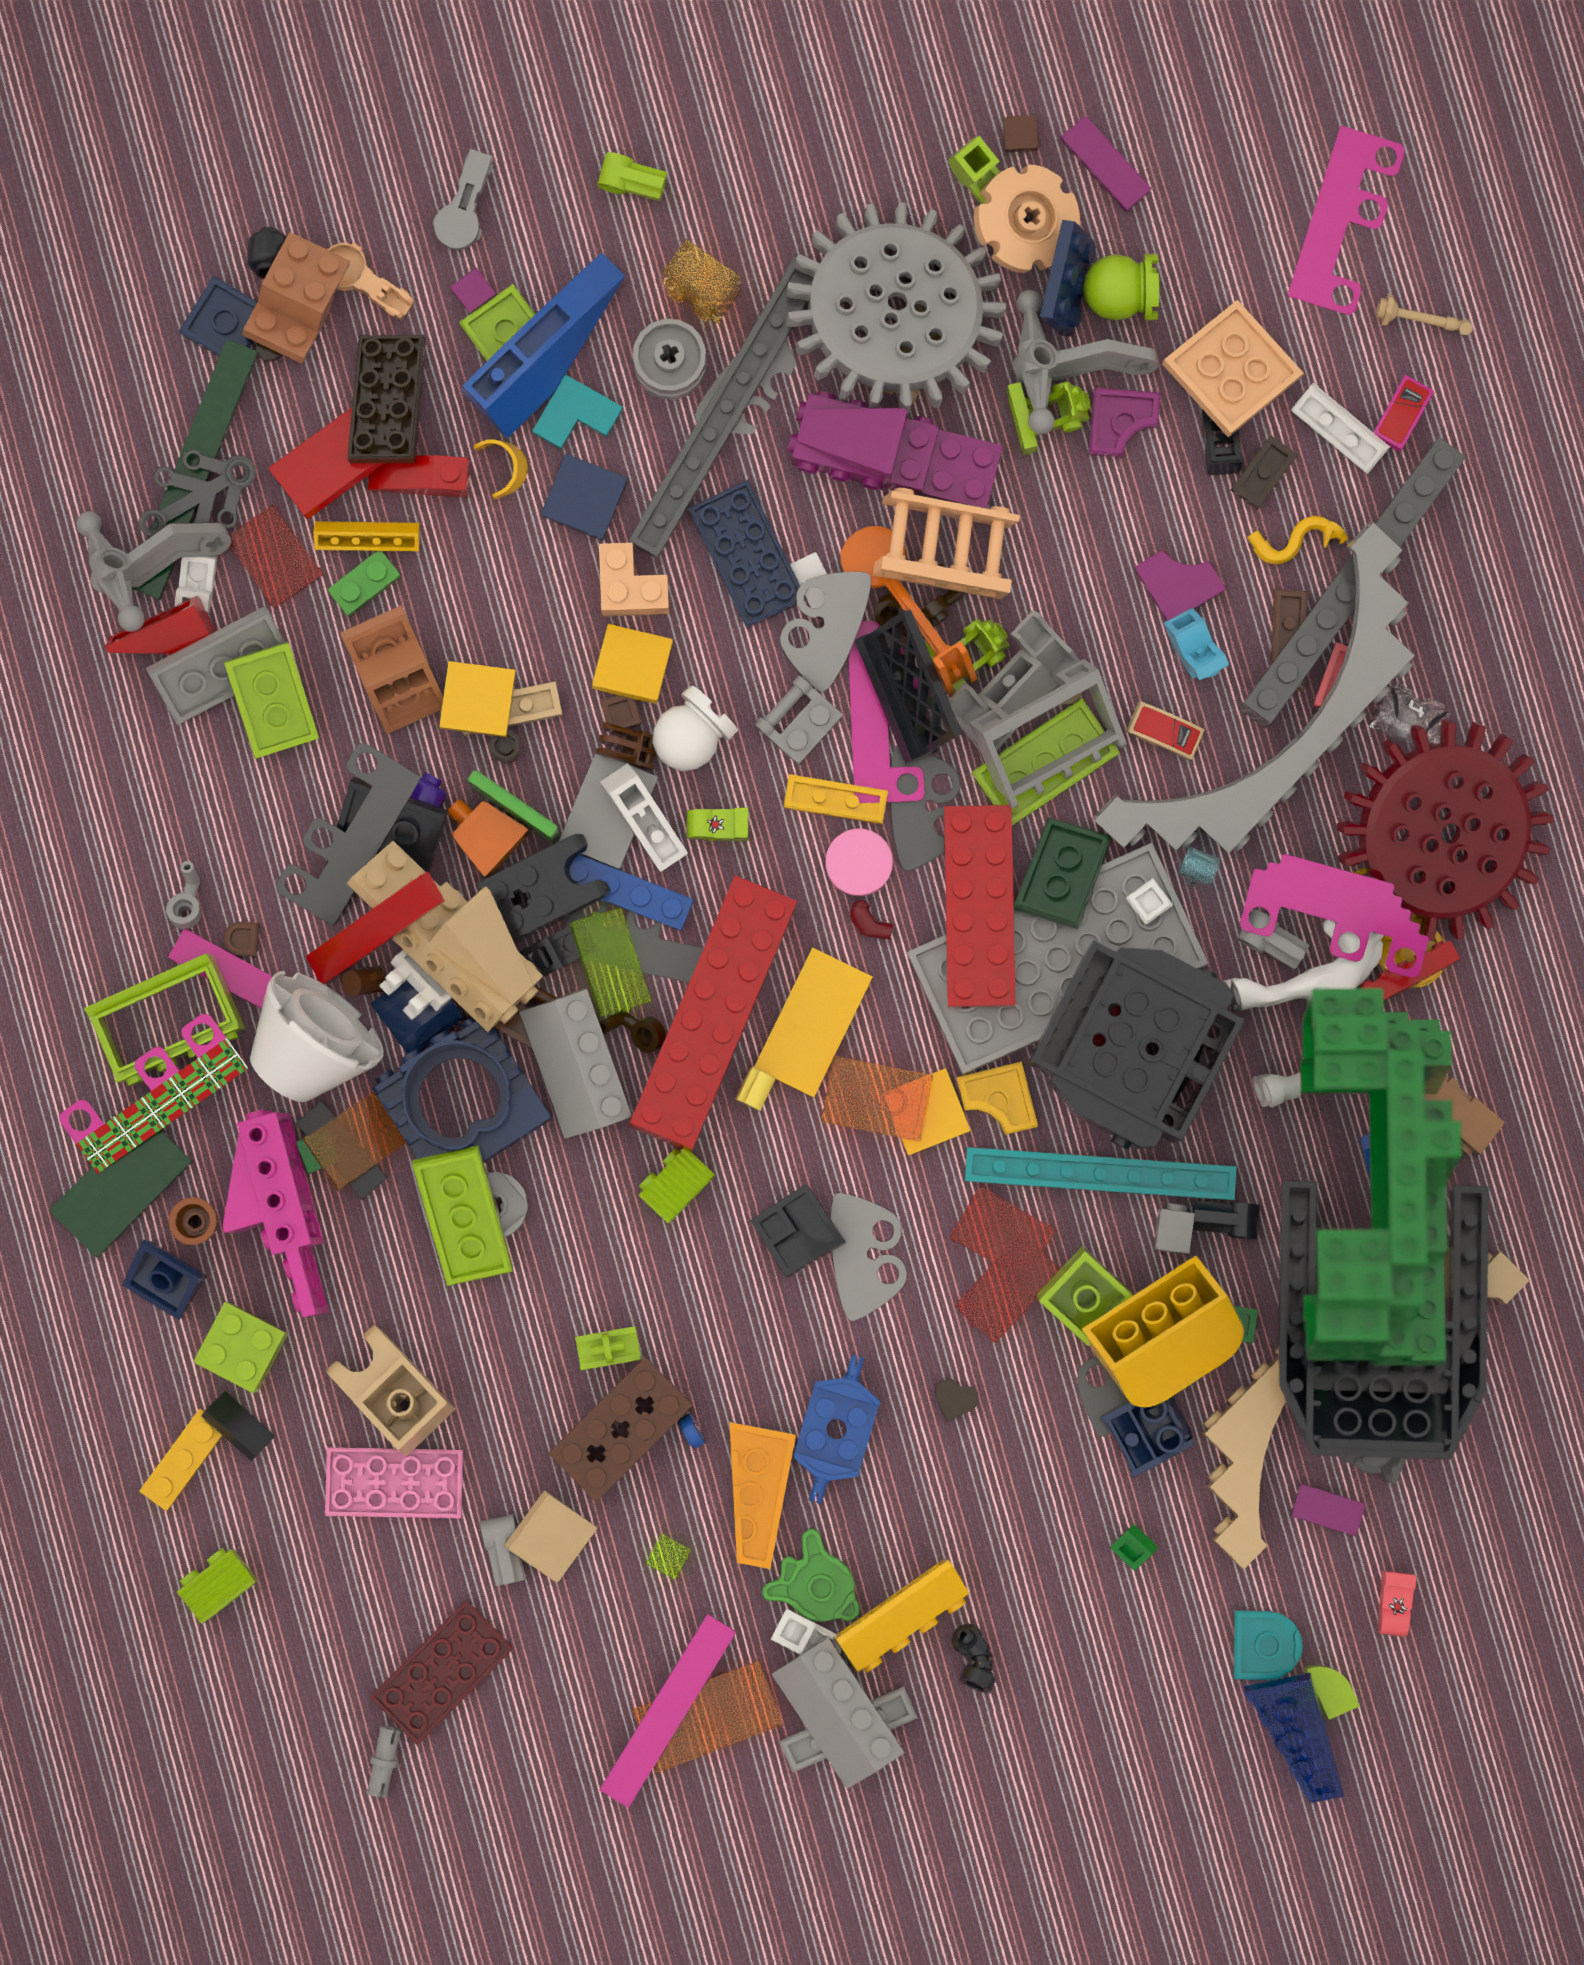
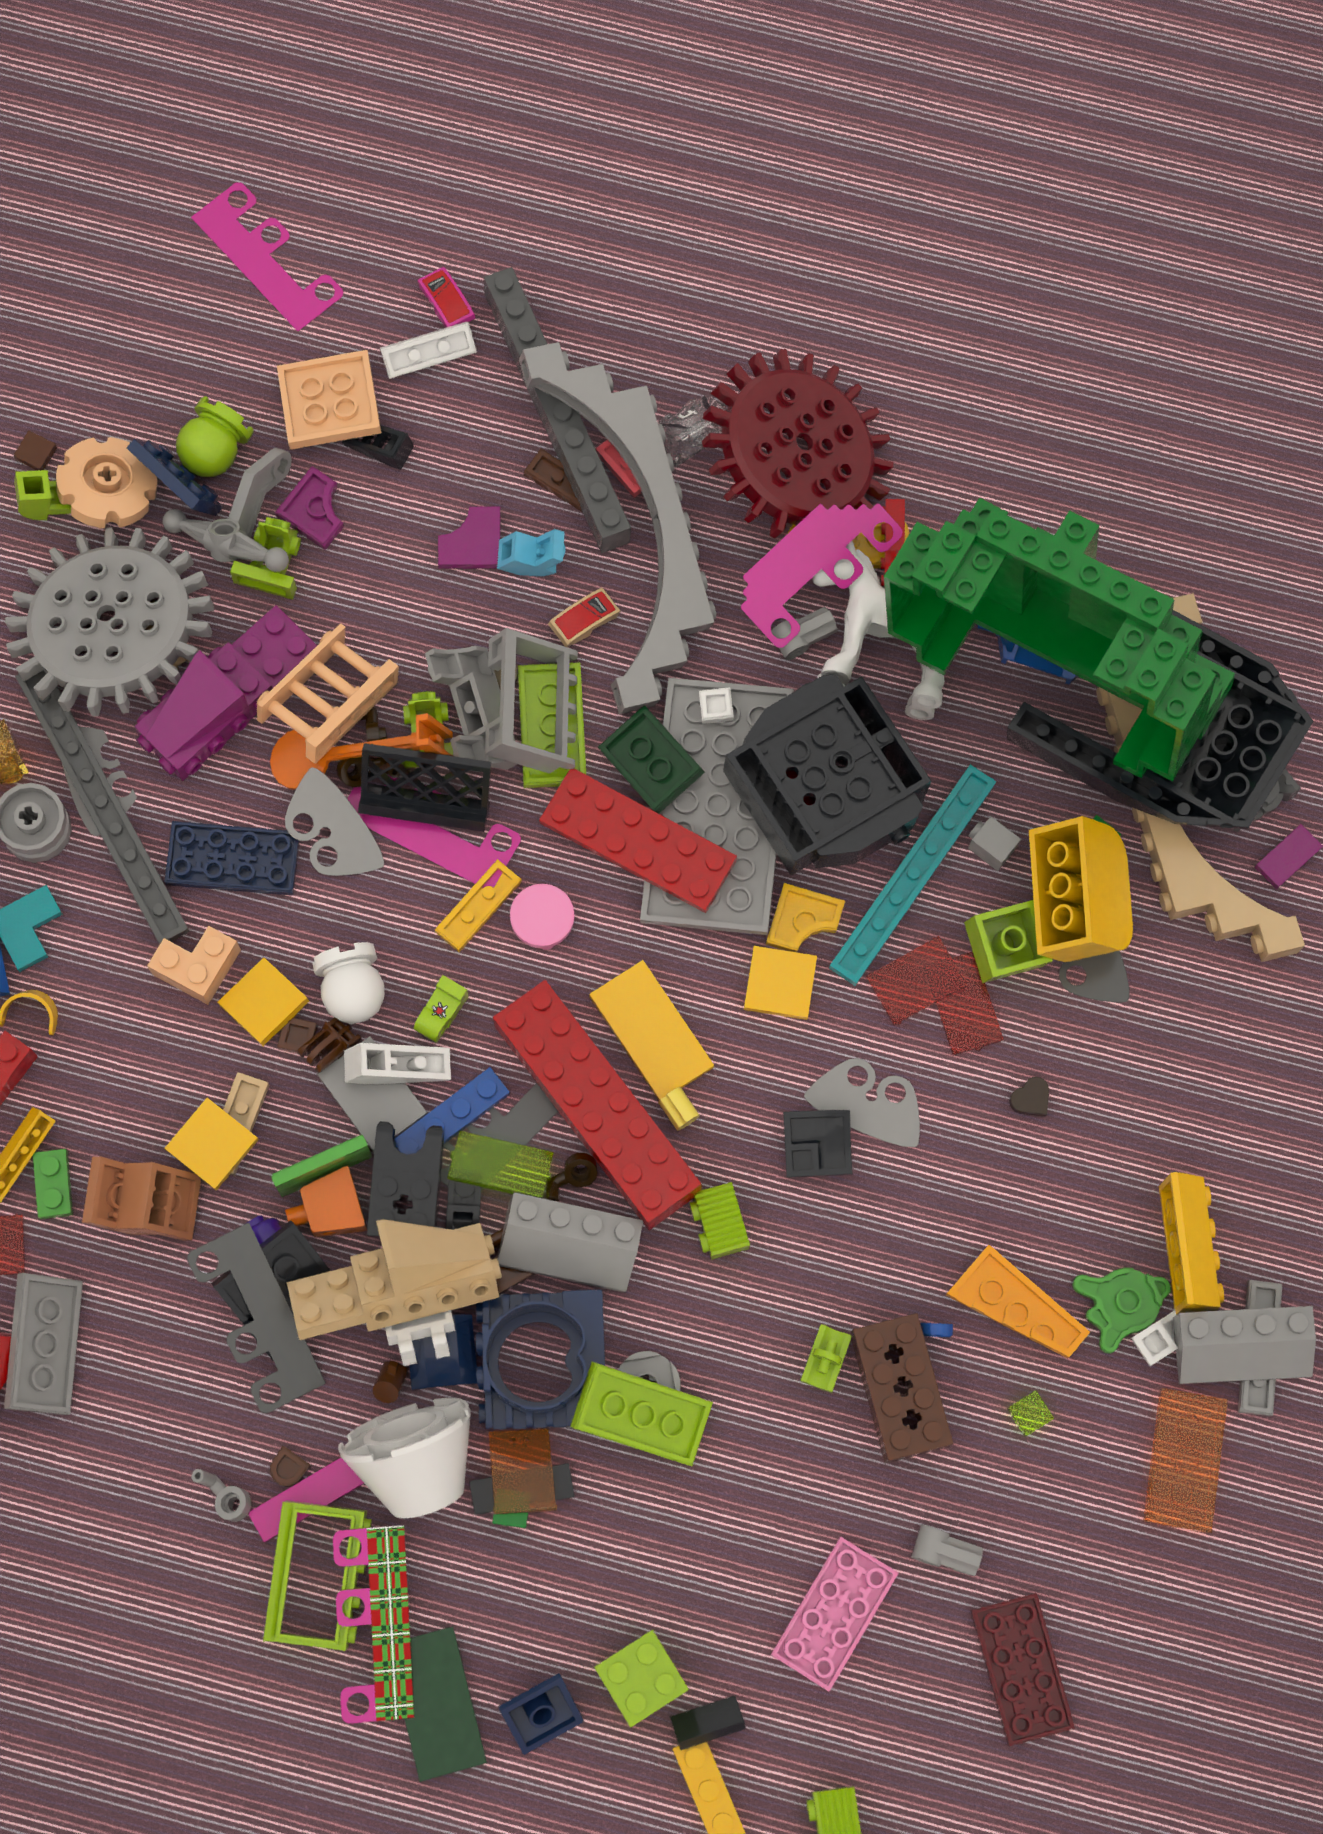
camera: 60 degrees left, 10 degrees down
(181, 1217) = (496, 1658): dark orange plant -> none
(271, 700) = (100, 1318): lime plate -> none
(274, 1192) = (523, 1584): dark pink wedge -> none
(375, 928) = (353, 1337): red tile -> none
(383, 1388) = (747, 1567): tan brick -> none
(383, 1761) = (1073, 1766): light grey pin -> none
(504, 748) = (267, 1147): dark brown tile -> none
(550, 1536) = (959, 1502): tan tile -> none
(584, 497) = (100, 960): dark blue tile -> none
(667, 1710) = (1164, 1490): dark pink tile -> none
(807, 728) = (405, 893): light grey plate -> none
(808, 568) = (275, 819): white sticker -> none
(842, 1457) = (992, 1183): blue plate -> none
(866, 924) = (596, 940): dark red arm -> none
(877, 1098) = (746, 1013): clear orange tile -> none
(911, 822) = (534, 857): dark grey piece -> none
(972, 1645) = (1245, 1202): black arm -> none
(1105, 163) = (103, 402): magenta tile -> none
(1134, 1547) = (1236, 1024): green plate -> none
(1149, 1438) = (1152, 963): dark blue slope -> none
(1198, 867) = (712, 651): clear light blue piece -> none
(1235, 1220) = (1010, 793): black piece -> none
(1264, 472) = (426, 425): dark brown plate -> none
(1272, 556) = (492, 461): yellow animal -> none
(1388, 310) = (358, 262): tan piece -> none

